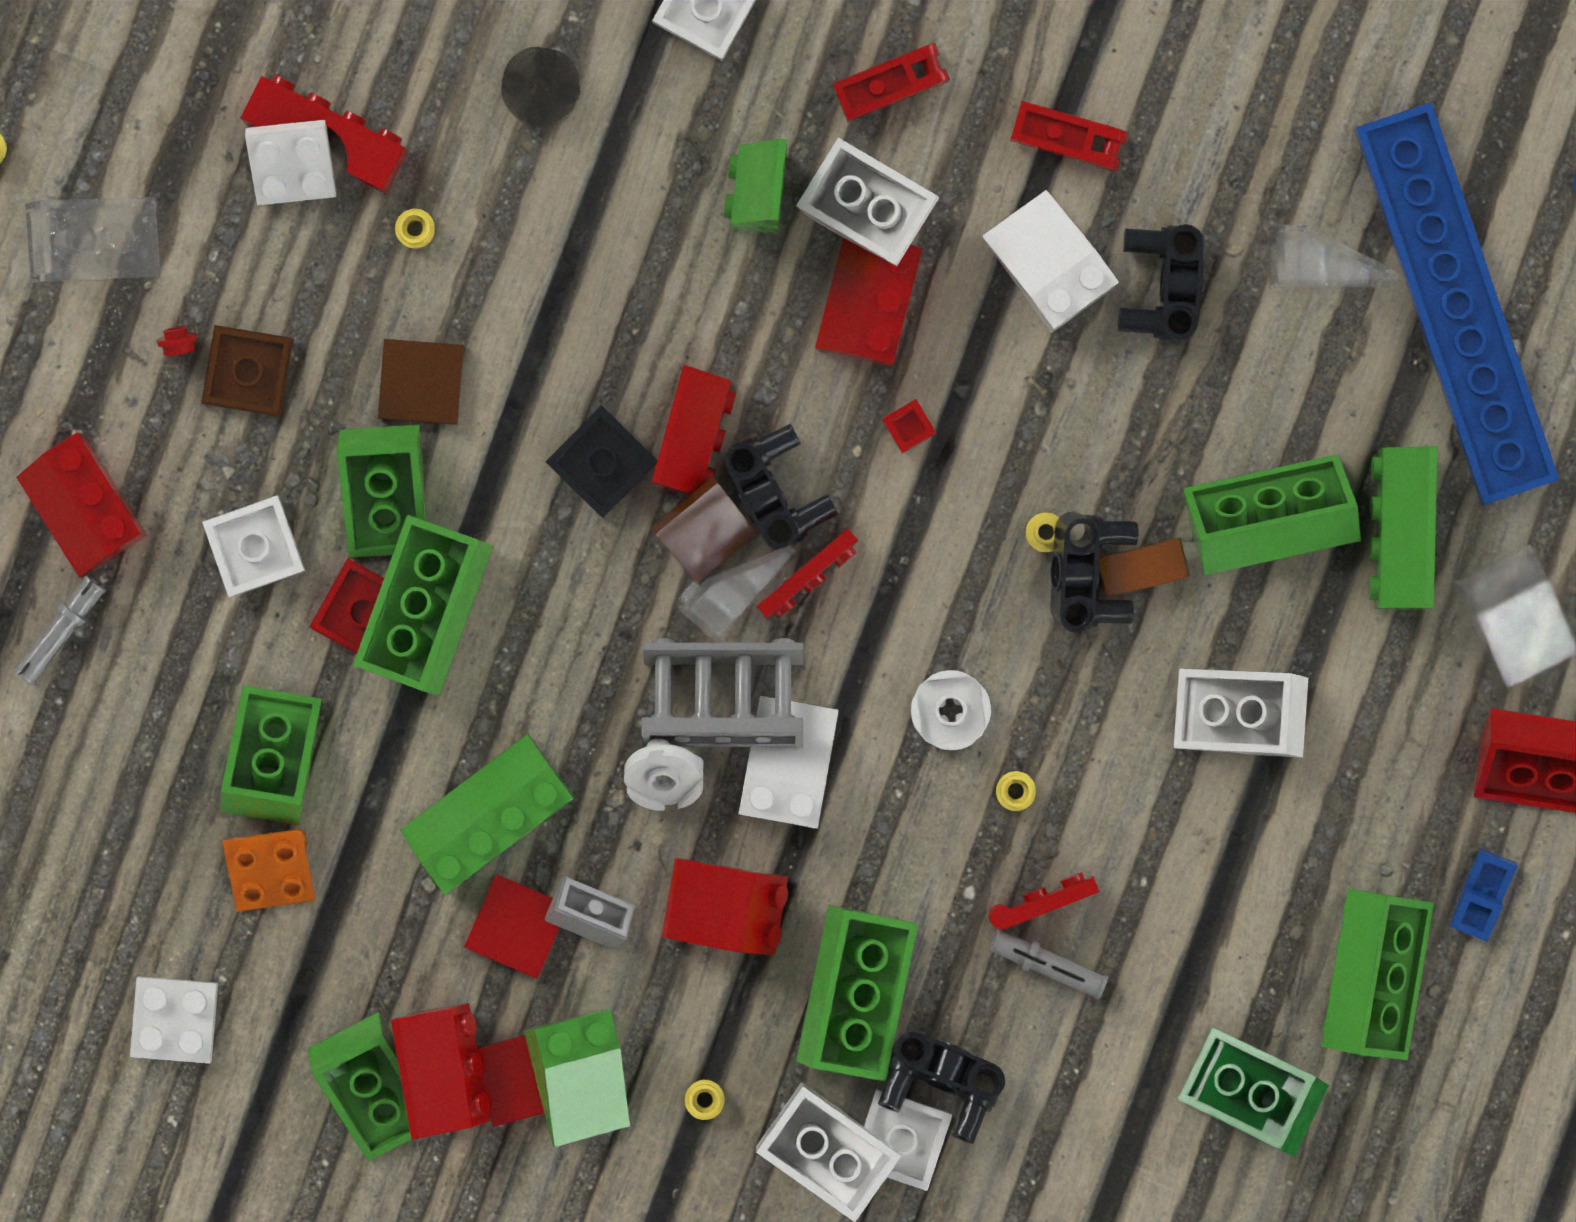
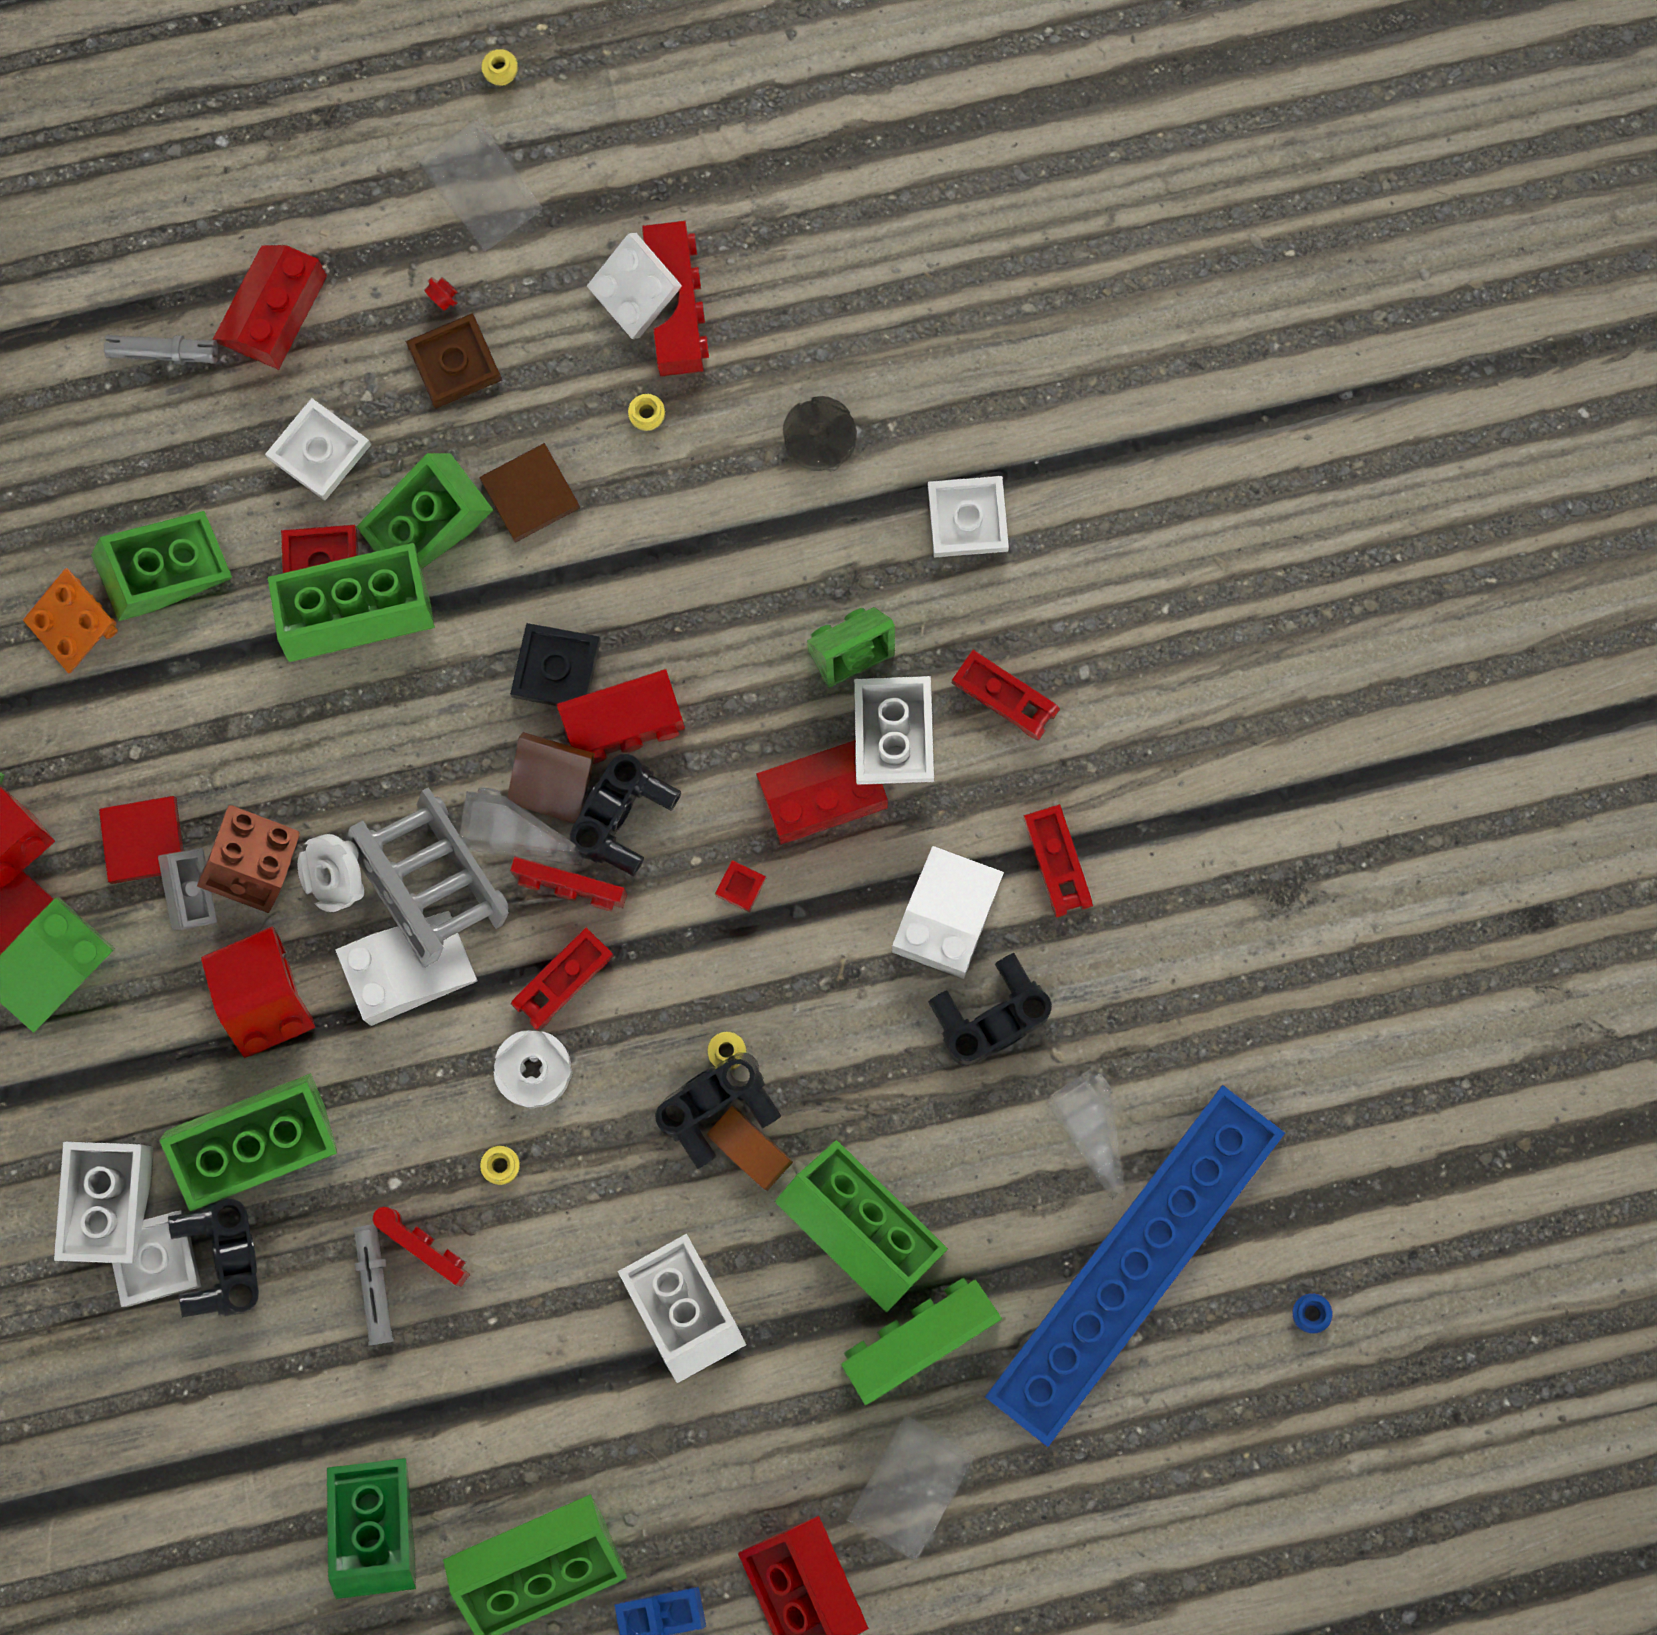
camera: 60 degrees right, 10 degrees down
(486, 814) = (215, 759): bright green slope -> none
(602, 839) = (249, 859): none -> copper bracket
(699, 1111) = (79, 1075): light yellow plate -> none
(888, 632) = (563, 978): none -> red plate

